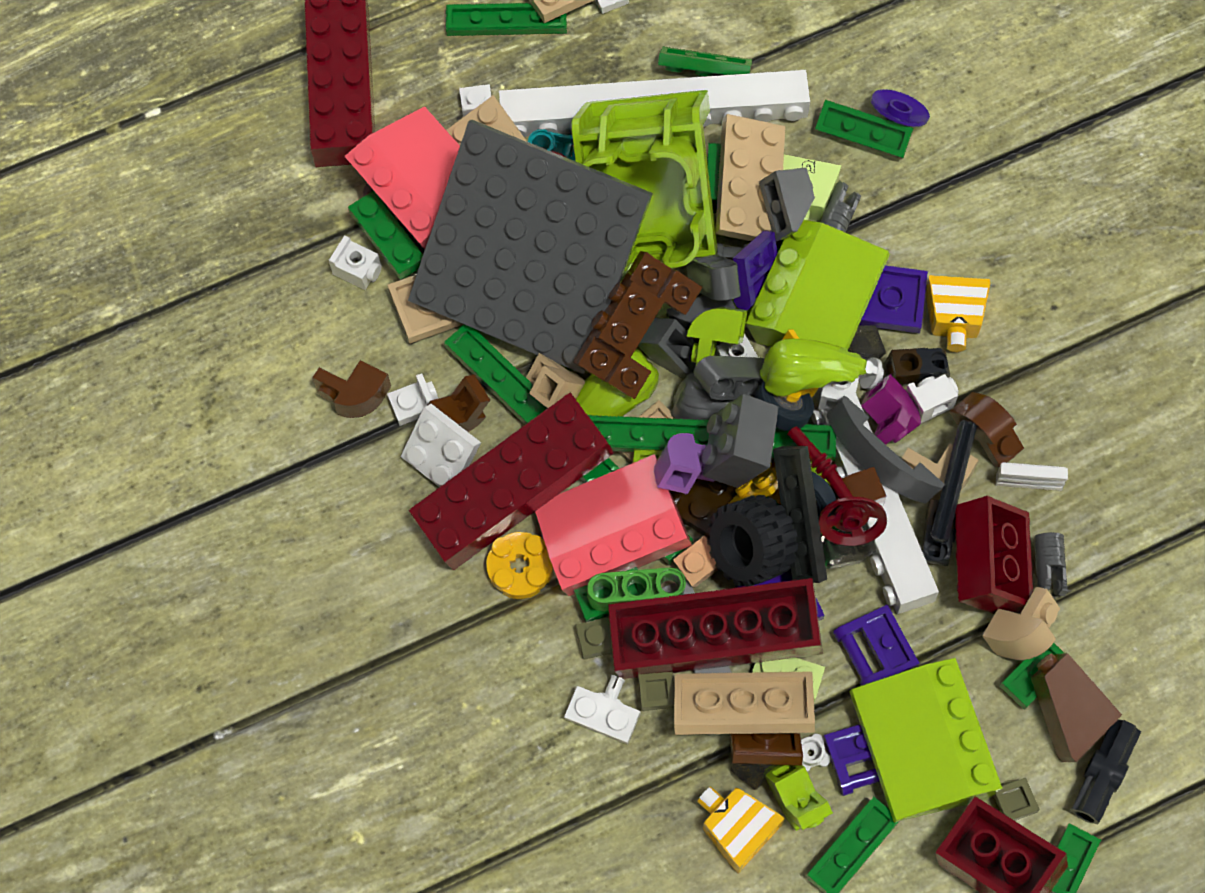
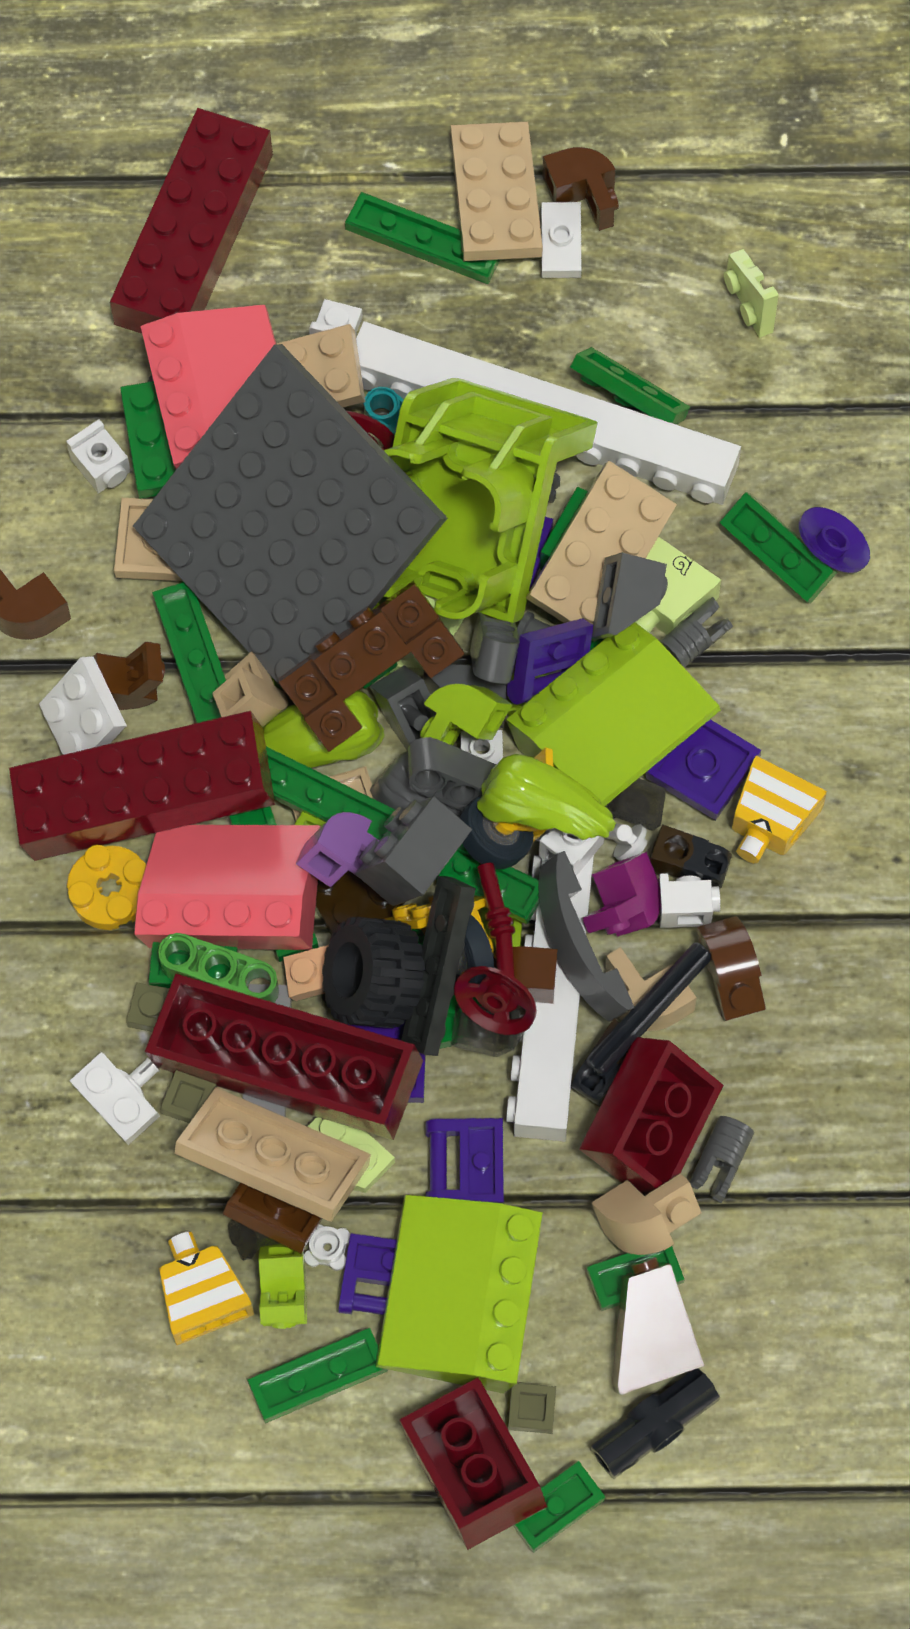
camera: 25 degrees right, 0 degrees up
(411, 400) = (83, 641): white bracket -> none
(1031, 476) = (753, 1045): white tile -> none

